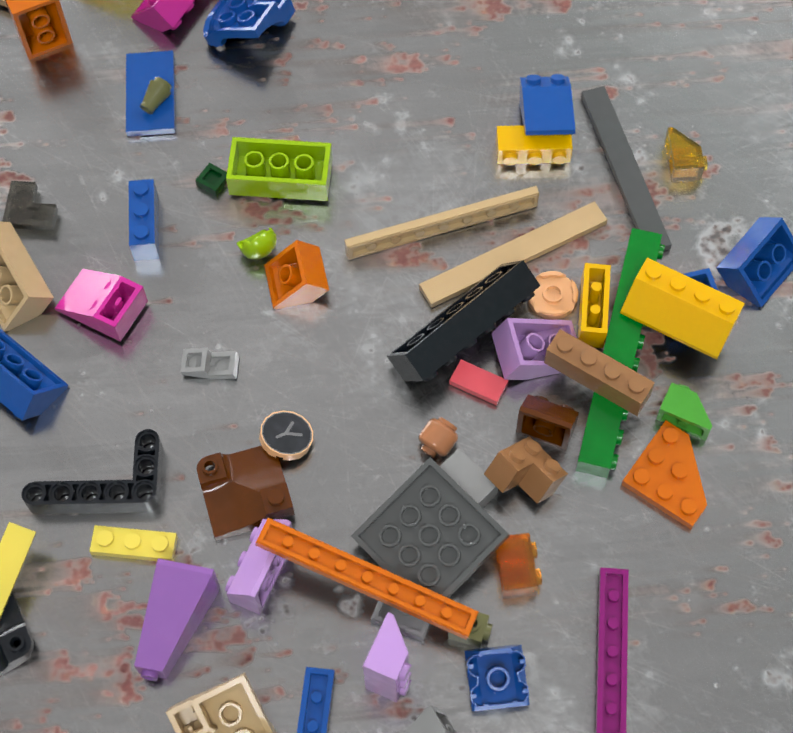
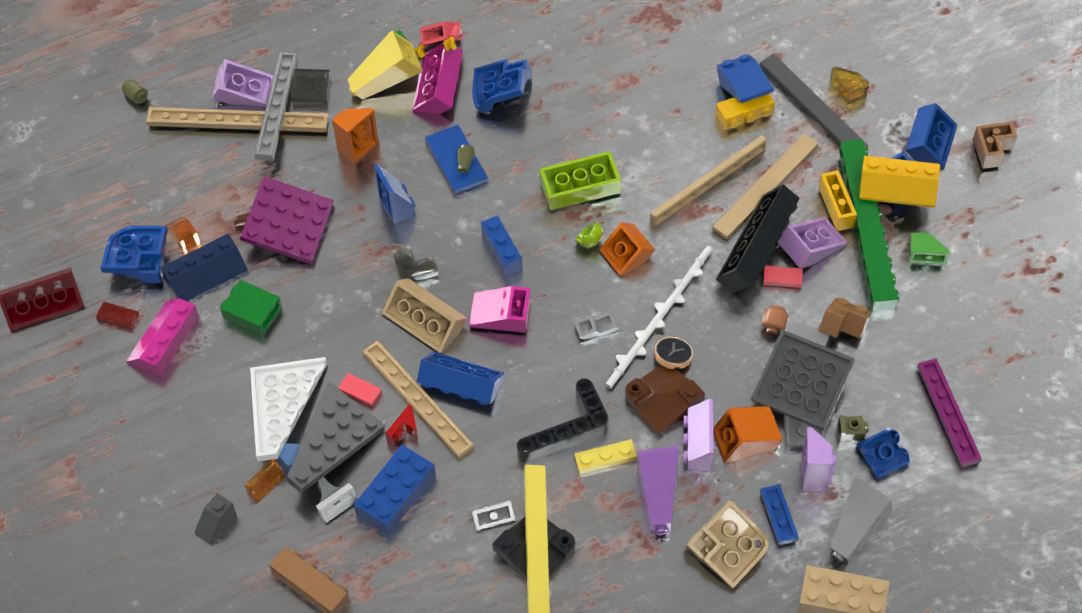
camera: 20 degrees left, 5 degrees down
(44, 110) = (393, 195): none -> blue slope
(212, 179) = (533, 203): dark green tile -> none
(287, 387) = (657, 322): none -> white plant
(317, 594) = (746, 433): none -> orange slope
(367, 578) = (777, 417): orange tile -> none
(517, 567) = (866, 382): clear orange brick -> none
(546, 421) = (842, 285): reddish brown slope -> none
(555, 296) = (809, 205): light nougat tile -> none
(598, 372) = (864, 240): medium nougat brick -> none
(669, 476) = (934, 293): orange plate -> none

